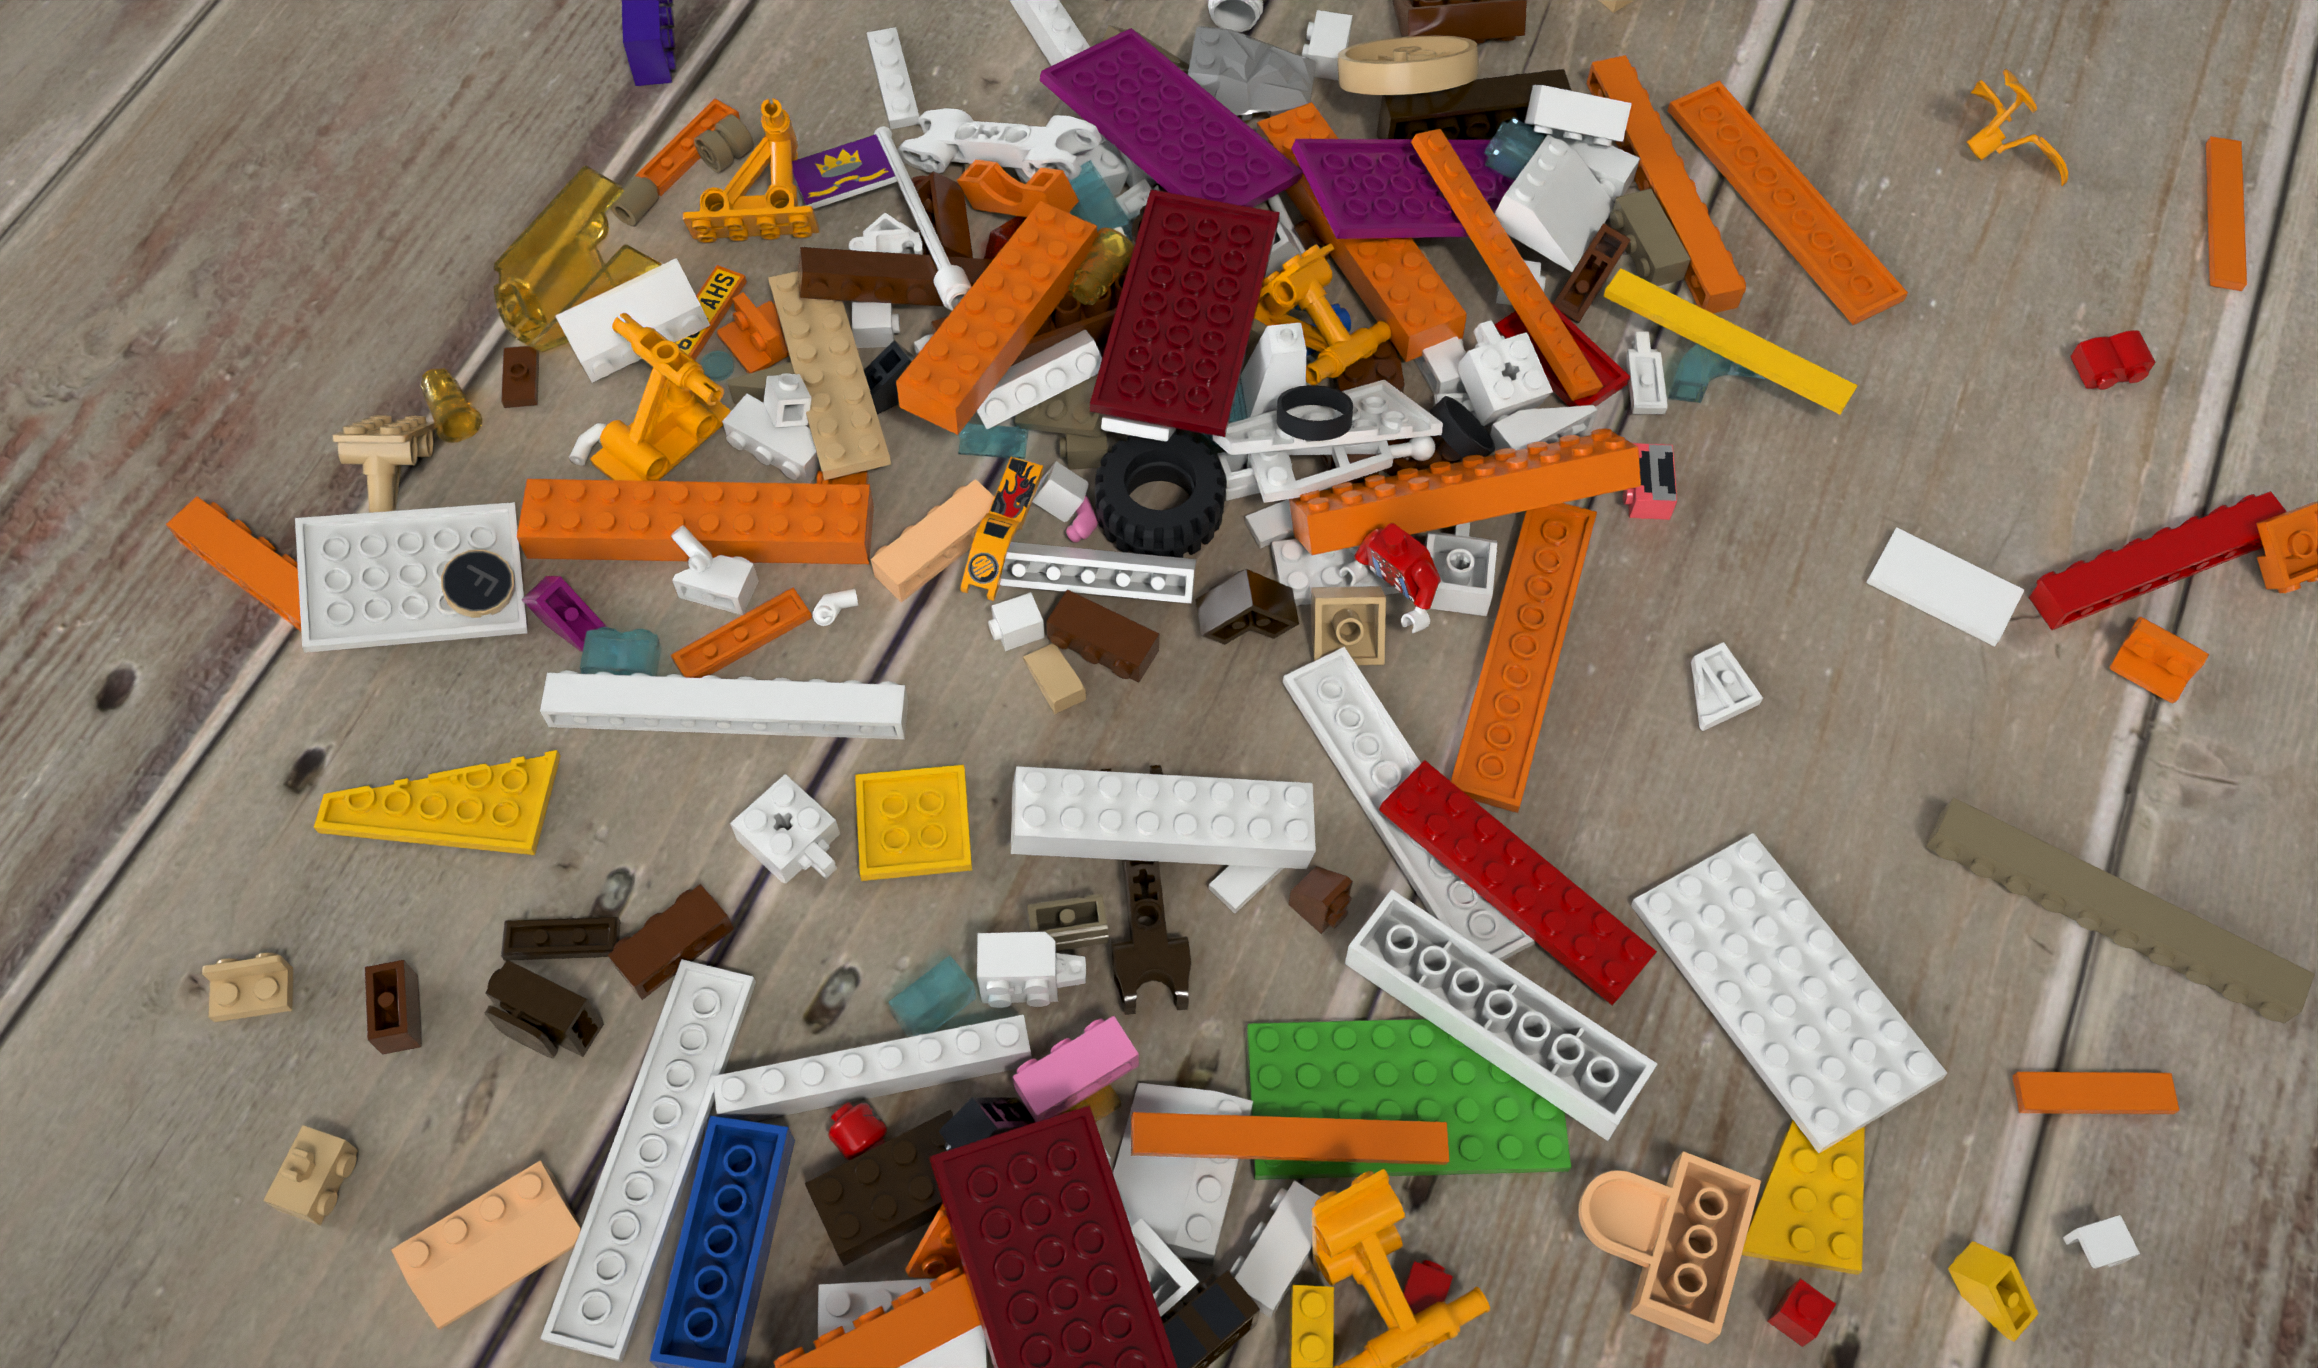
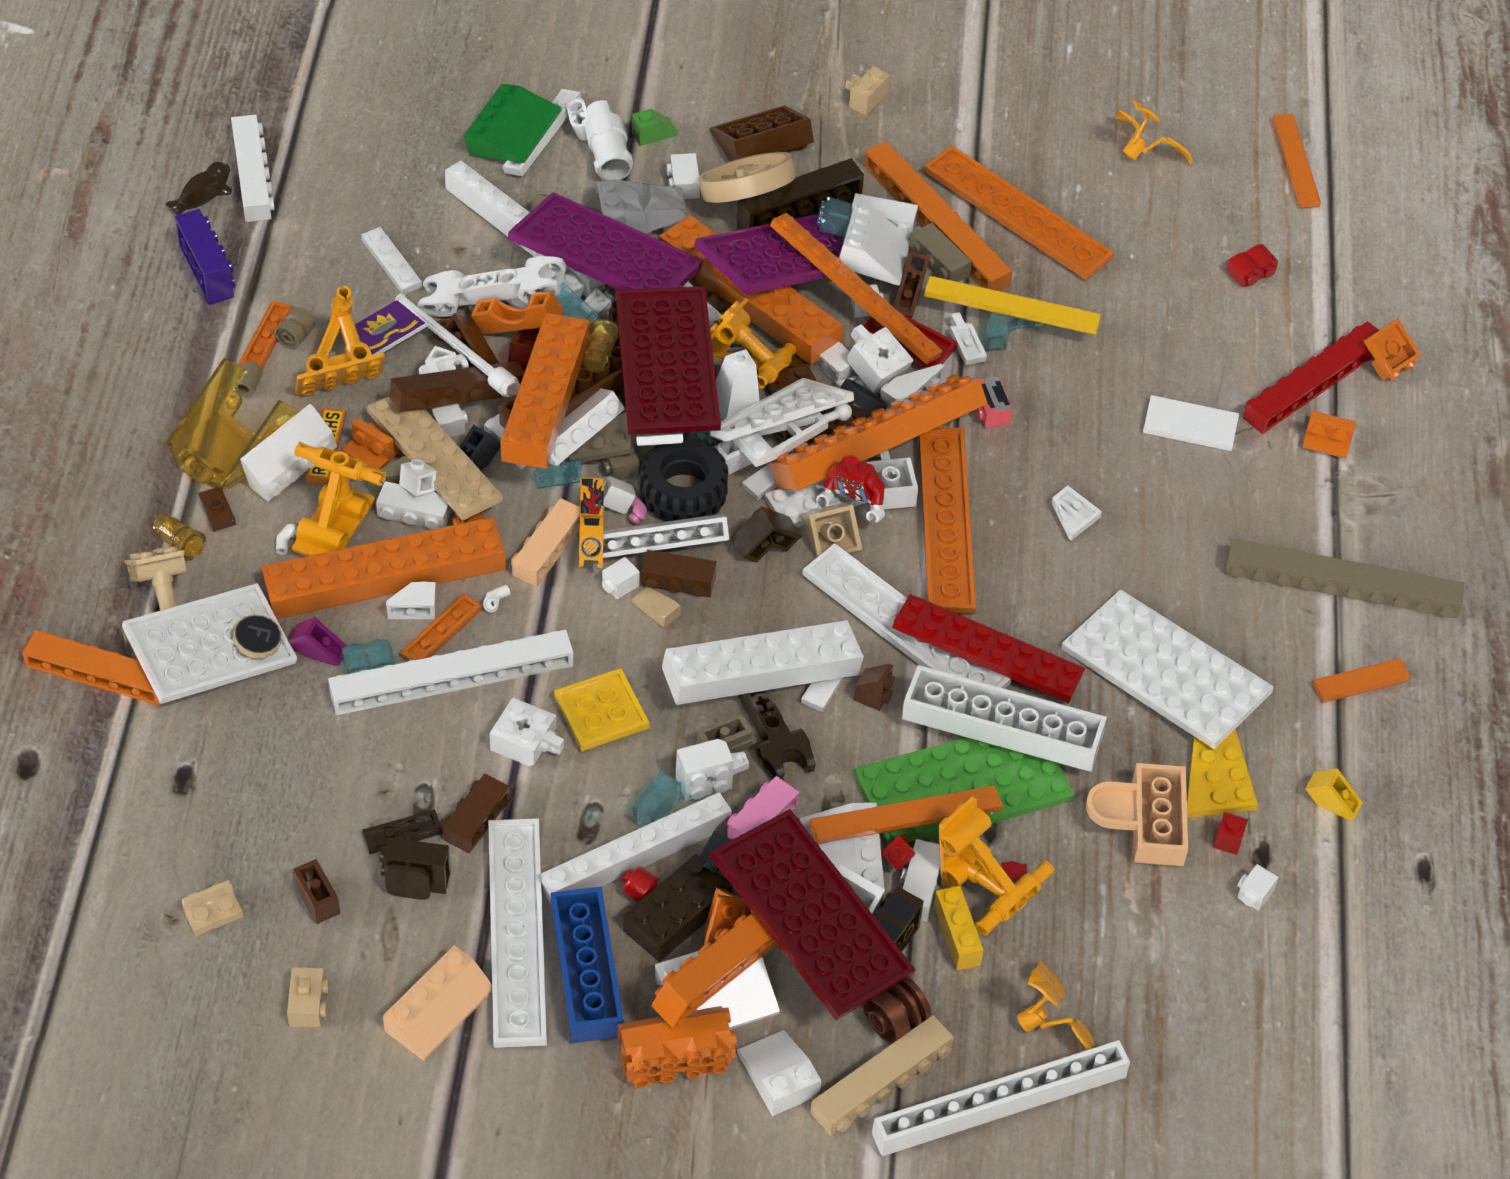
camera: 20 degrees left, 10 degrees down
(460, 807) = (302, 773): yellow wing -> none
(699, 556) = (397, 583): white arm -> none
(1258, 1194) = (899, 851): none -> red bracket
(1311, 429) = (768, 394): black tyre -> none
(1577, 114) = (870, 185): white brick -> none
(2105, 1242) = (1387, 753): white panel -> none

